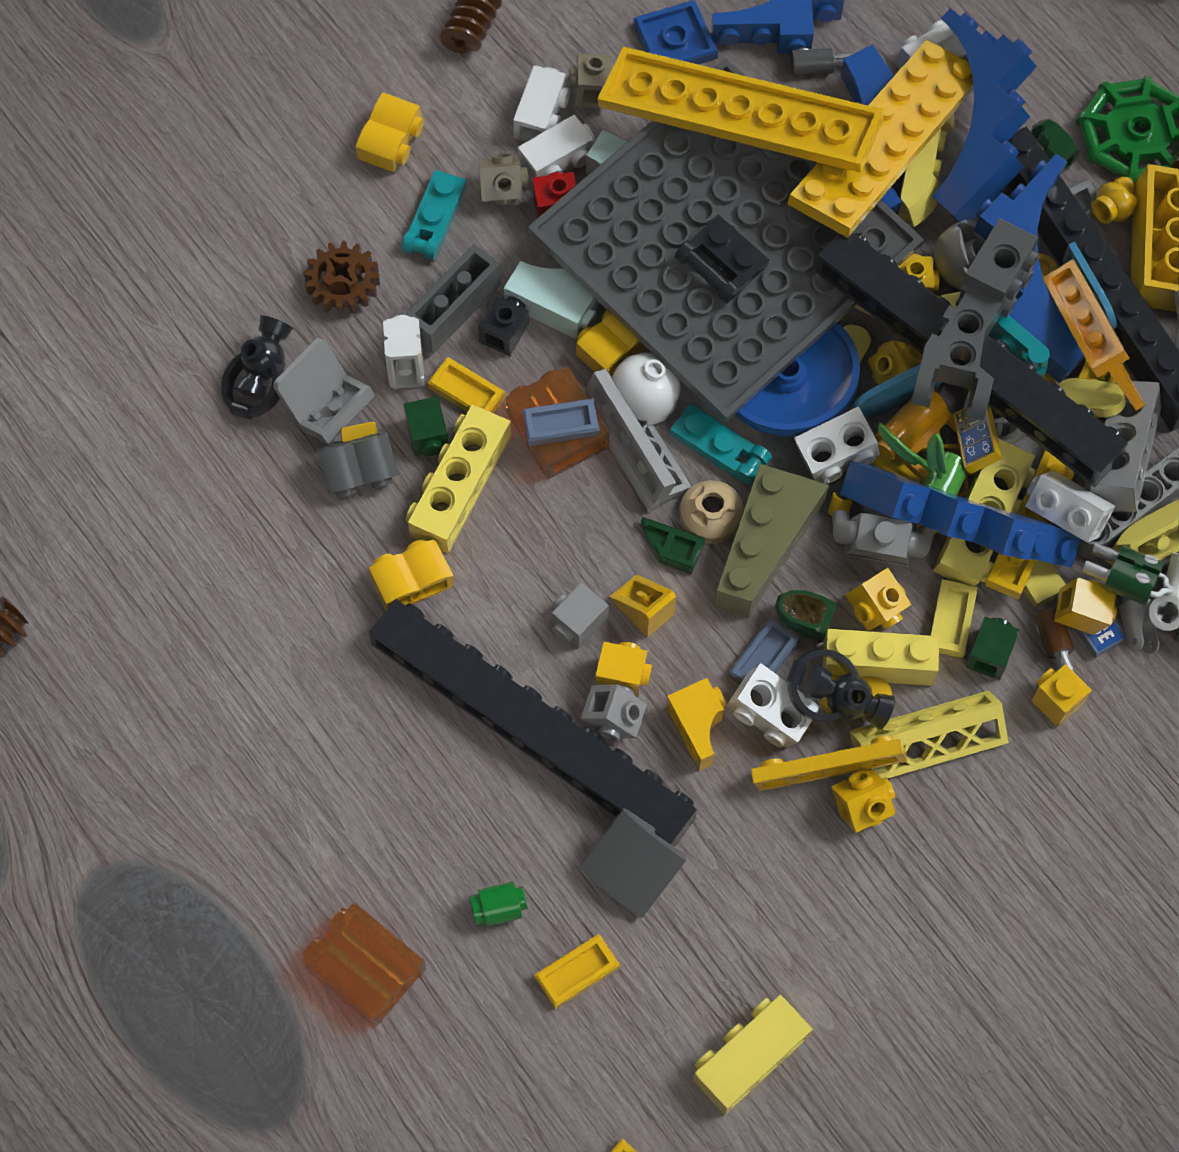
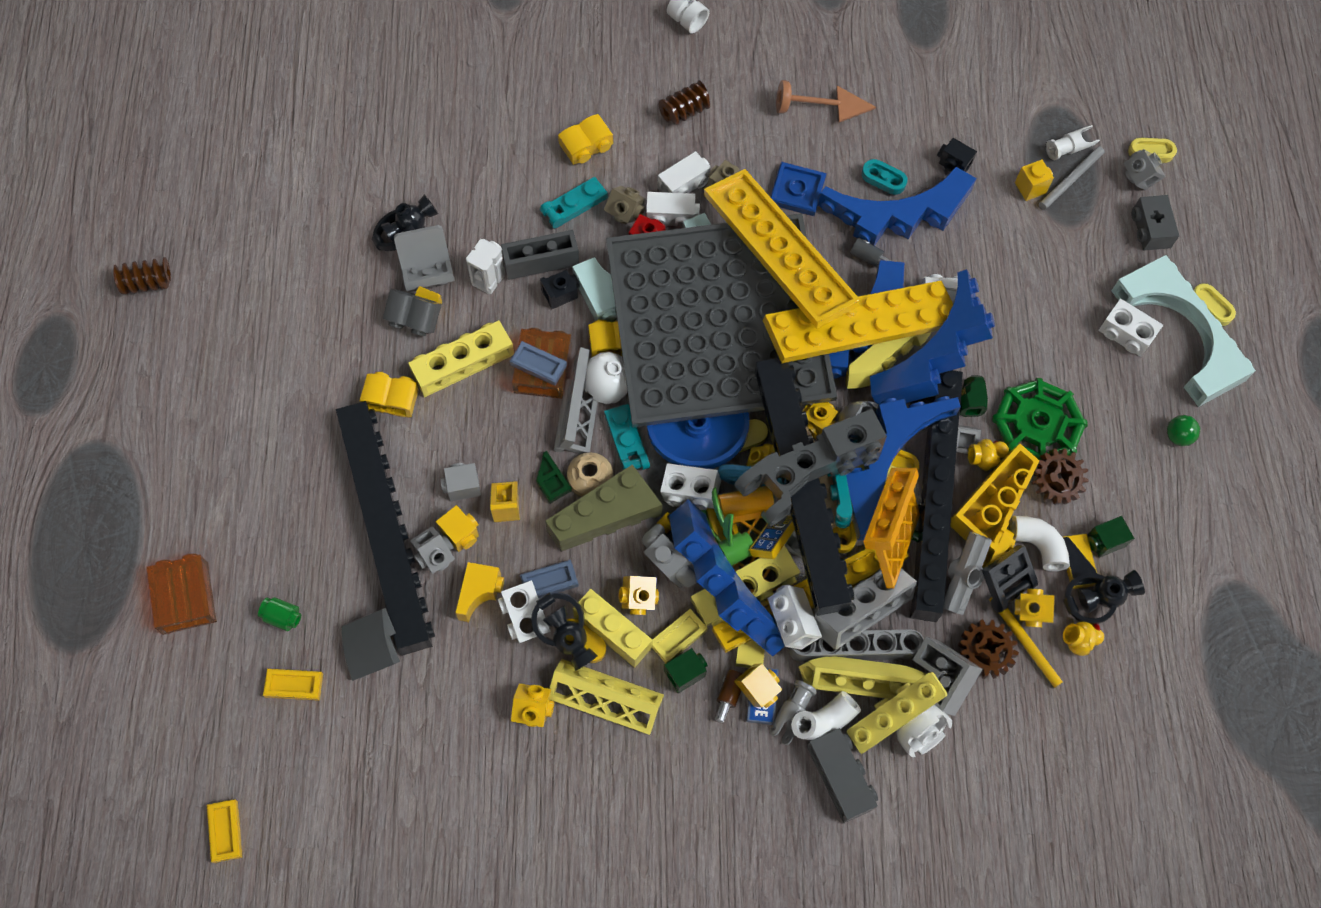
camera: 35 degrees right, 0 degrees up
(341, 282) = (480, 203): reddish brown gear -> none
(426, 426) = (467, 315): dark green brick -> none
(465, 387) = (510, 311): yellow tile -> none
(729, 251) = (711, 328): black plate -> none
(751, 1053) = (344, 805): light yellow brick -> none
(806, 613) = (591, 571): rock -> none
(880, 753) = (557, 683): yellow plate -> none
(1060, 694) = (702, 727): yellow brick -> none
(1074, 253) = (920, 493): dark azure window -> none
(1101, 397) = (863, 560): light yellow tile -> none
(1131, 575) = (798, 686): dark green piece -> none

